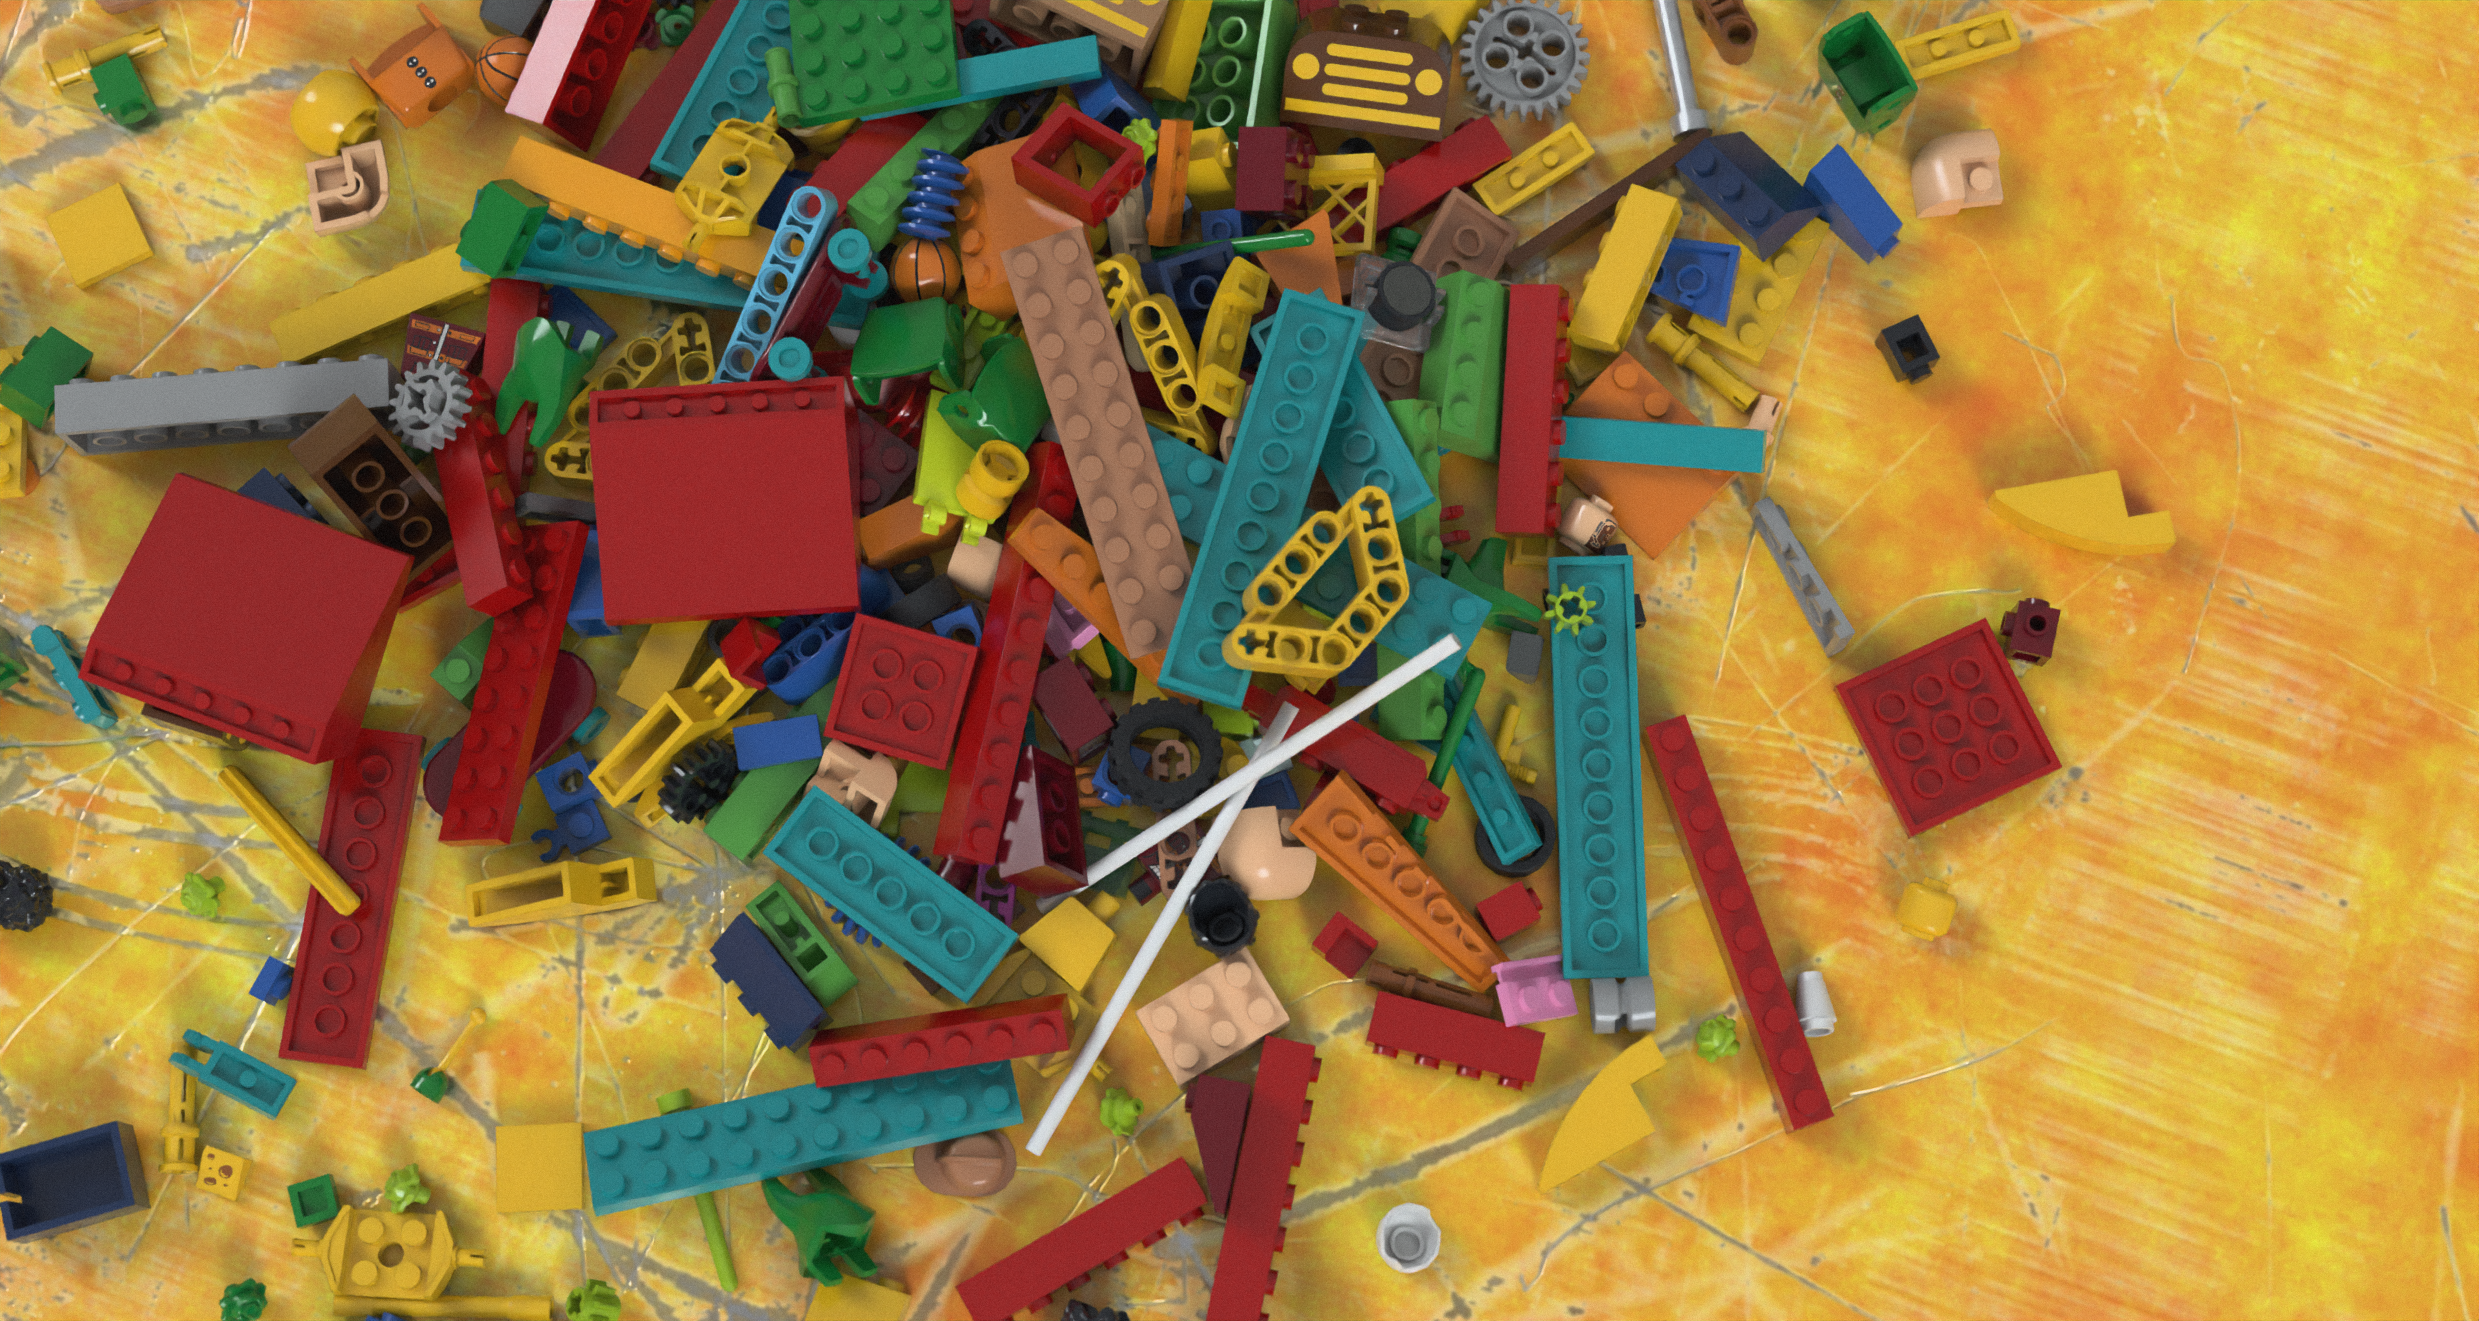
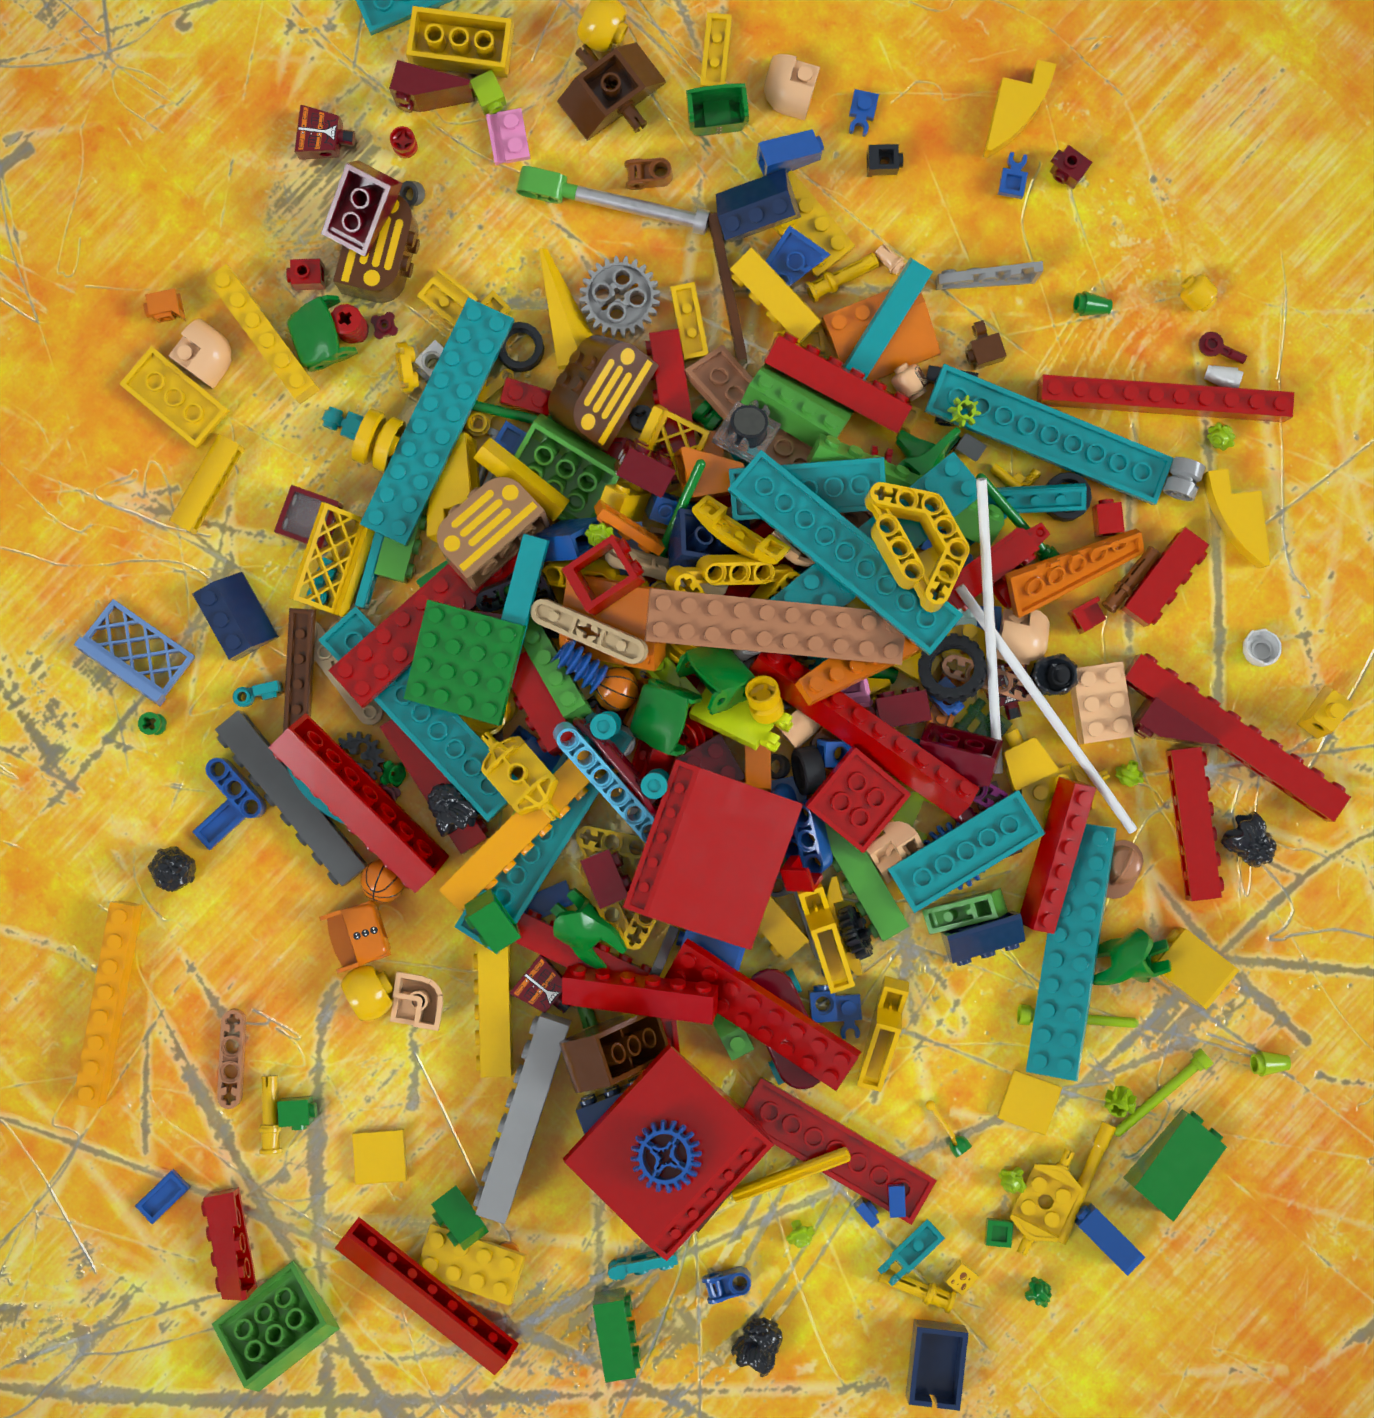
camera: 70 degrees left, 10 degrees up
(81, 809) = (724, 1284): none -> blue piece
(236, 576) = (655, 1149): none -> blue gear
(306, 1017) = (896, 1198): none -> blue piece
(430, 405) = (580, 1002): light grey gear -> none
(635, 359) = (606, 877): none -> dark red piece
(647, 109) = (450, 809): none -> black hair
(778, 742) = (853, 880): blue tile -> none
(783, 87) = (472, 726): bright green pin -> none
(988, 217) = (611, 640): none -> tan piece
(1534, 991) = (1158, 523): bright pink plate -> none
(1689, 620) = (985, 349): none -> reddish brown brick
(1832, 753) = (1091, 304): none -> green cone
(1856, 966) = (1212, 344): none -> dark red plate
(1947, 728) = (1103, 236): red plate -> none
(1970, 557) = (1013, 180): none -> blue plate
(1974, 291) = (863, 109): none -> blue plate

